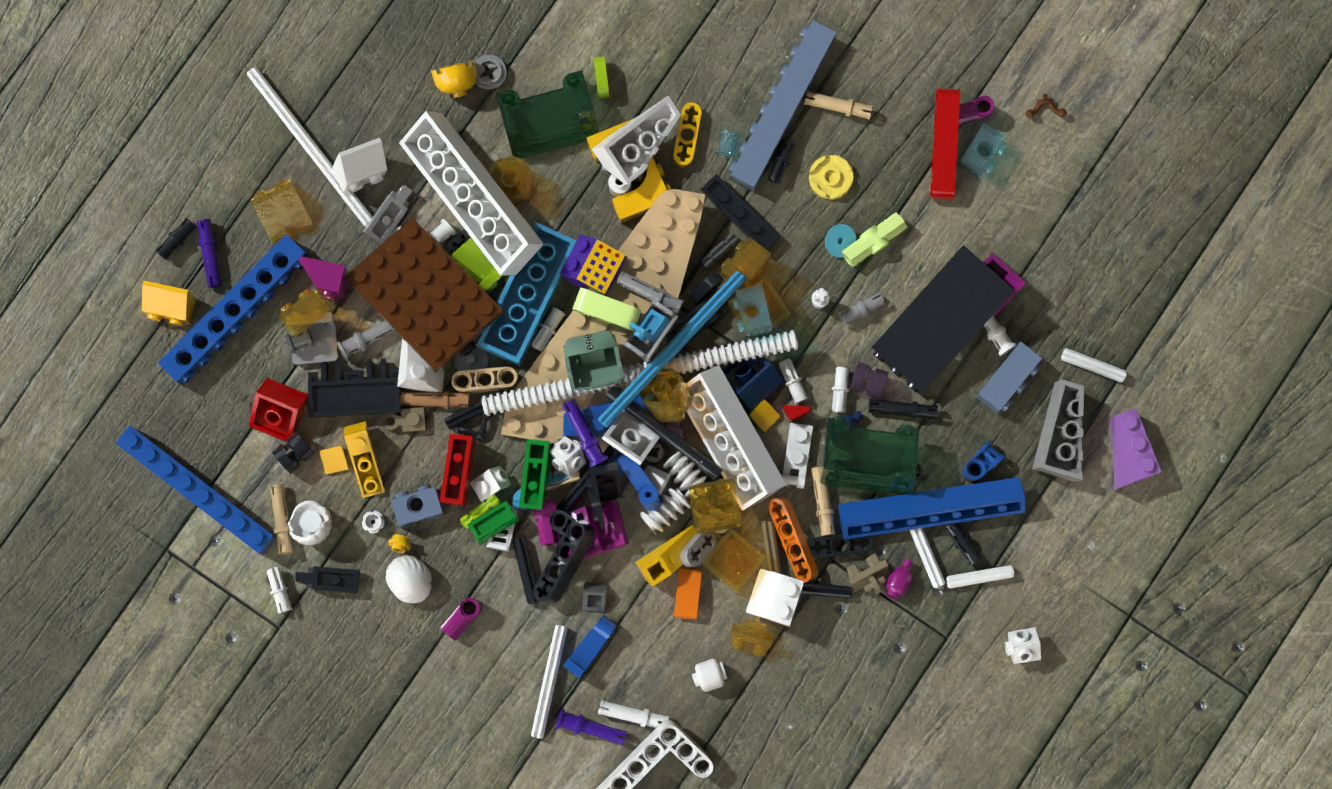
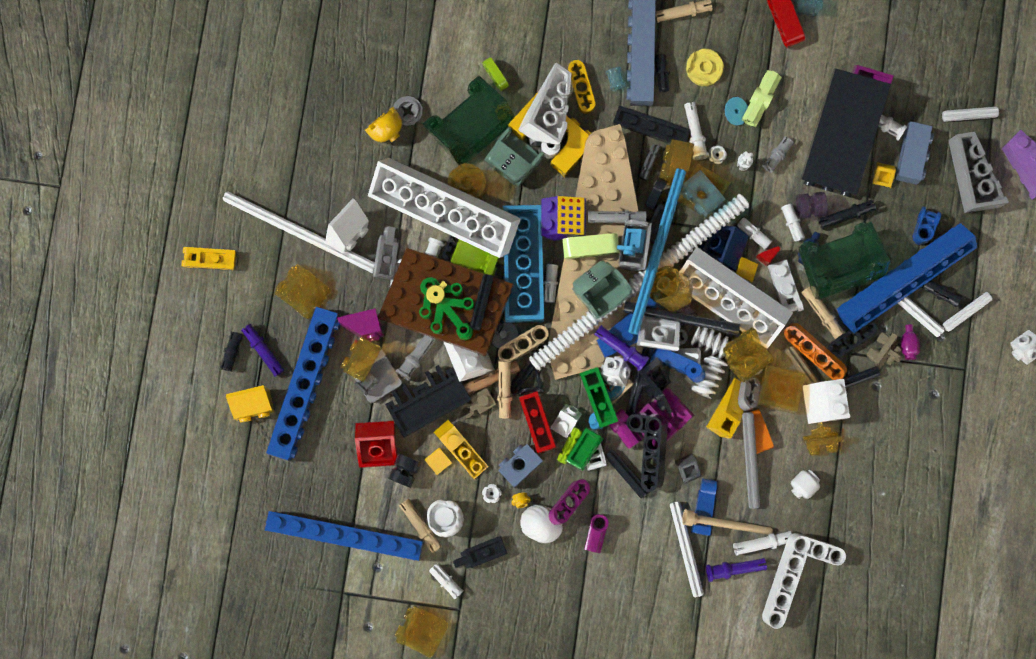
camera: 25 degrees left, 0 degrees up
(202, 129) = (209, 258): none -> yellow plate
(226, 629) = (421, 631): none -> clear yellow bracket
(418, 298) = (445, 306): none -> green plant
(420, 278) = (439, 290): none -> light yellow piece
(438, 424) = (504, 388): none -> tan pin
(438, 568) = (561, 503): none -> magenta beam
(458, 313) = (481, 302): none -> black axle
(568, 650) = (691, 518): none -> tan piece
(575, 176) = (513, 158): none -> sand green piece
(664, 620) = (751, 460): none -> light grey axle
(782, 250) = (696, 134): none -> white pin
(795, 271) = (712, 154): none -> white plate
(966, 385) = (884, 174): none -> yellow slope

